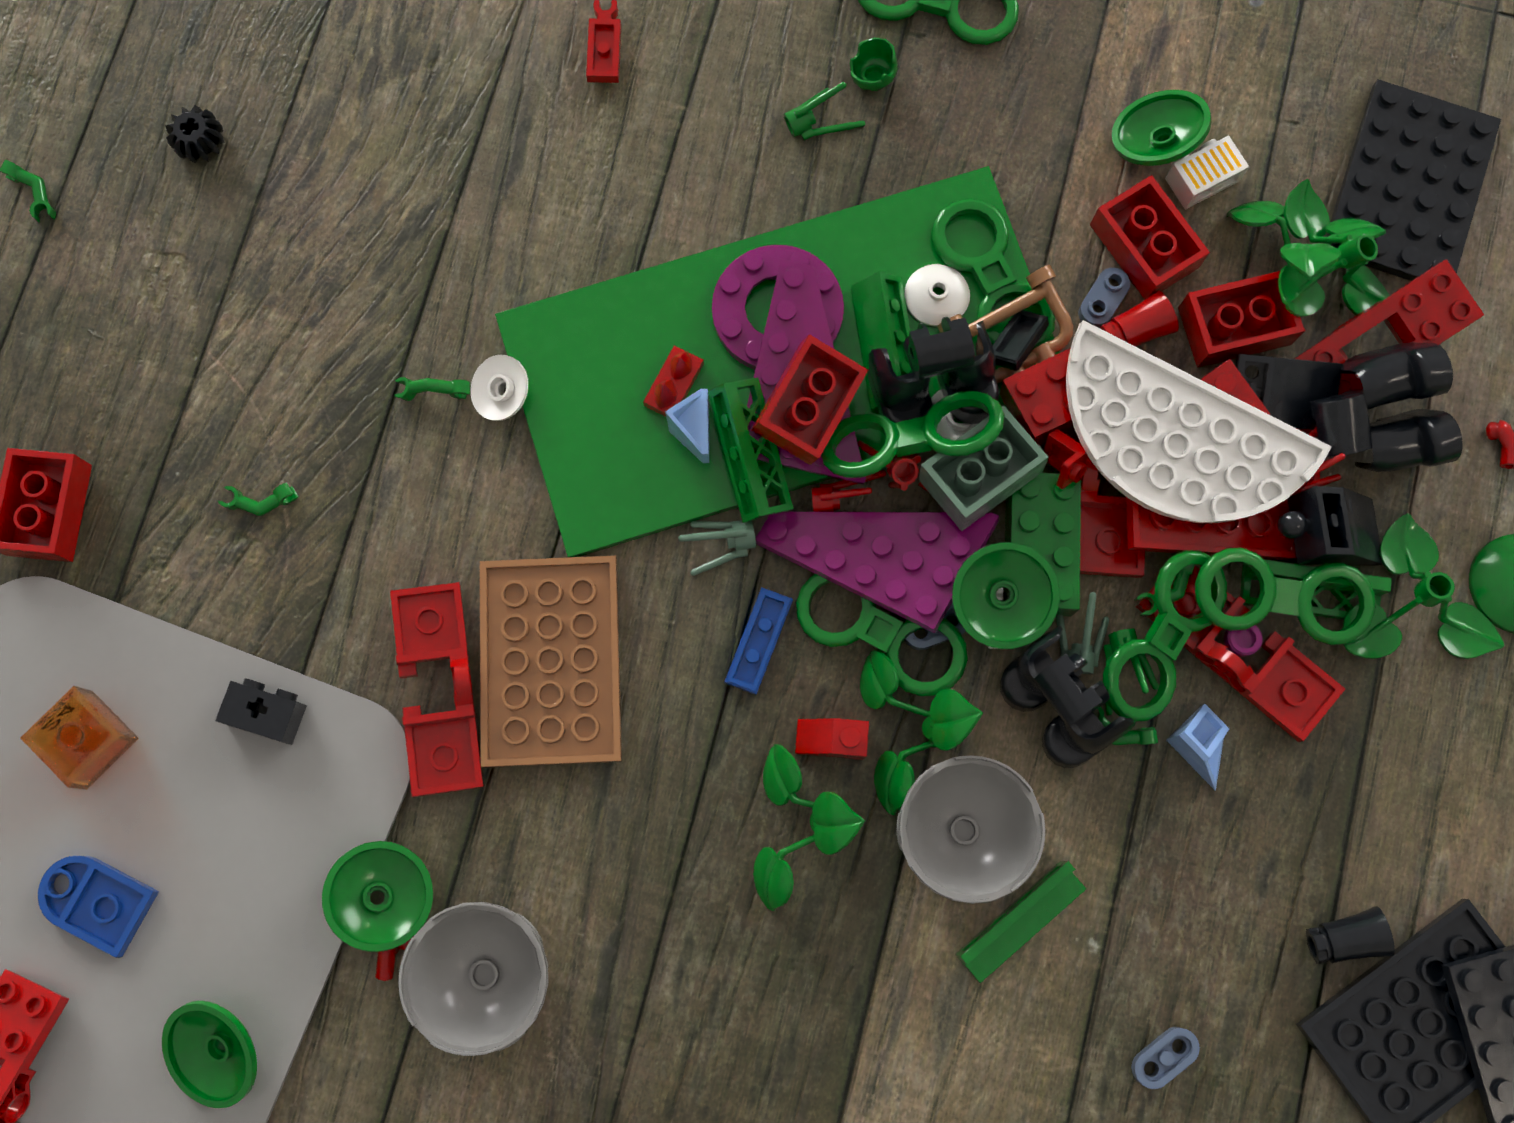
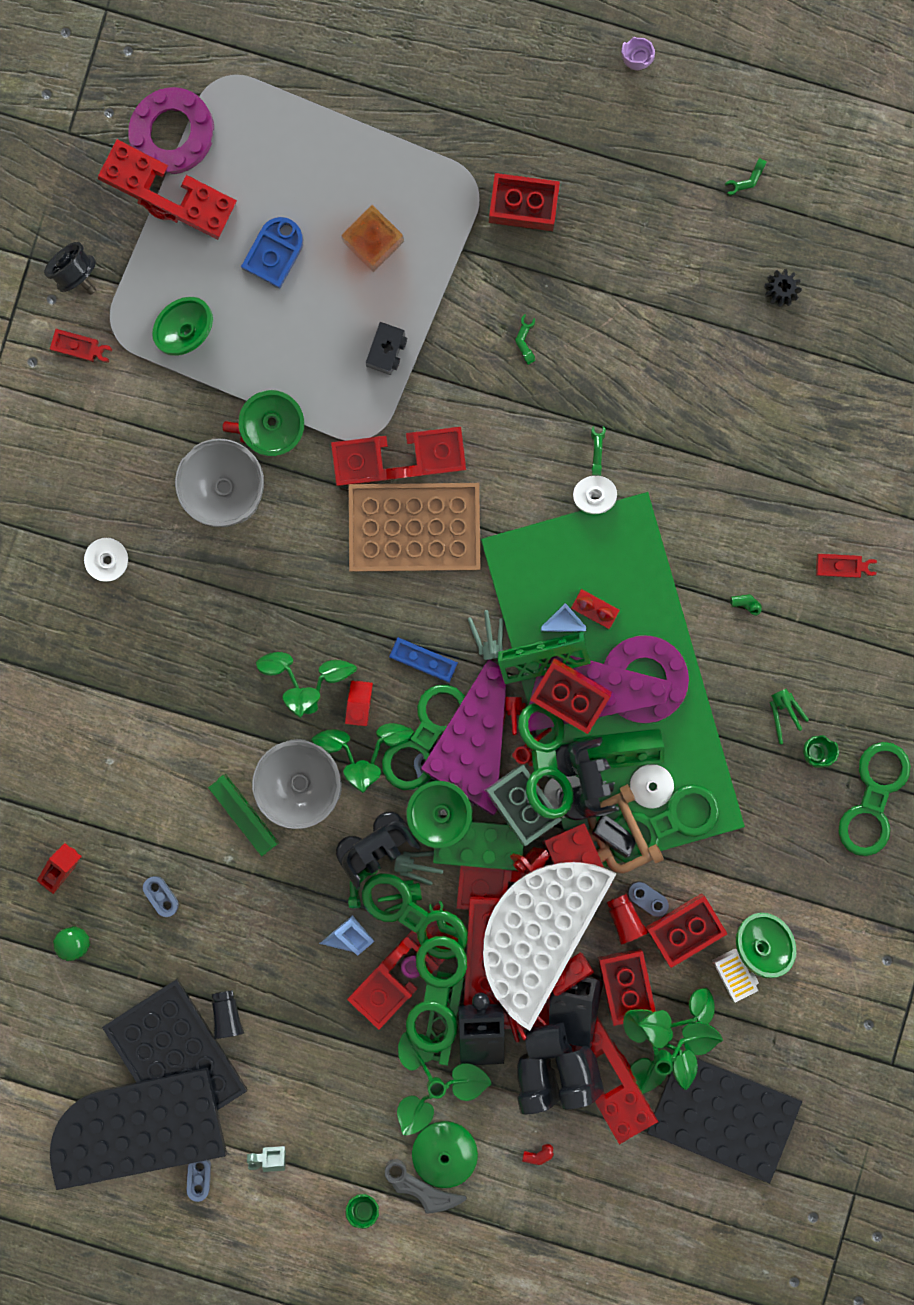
camera: 90 degrees right, 10 degrees up
(659, 171) = (748, 602): none -> green arm

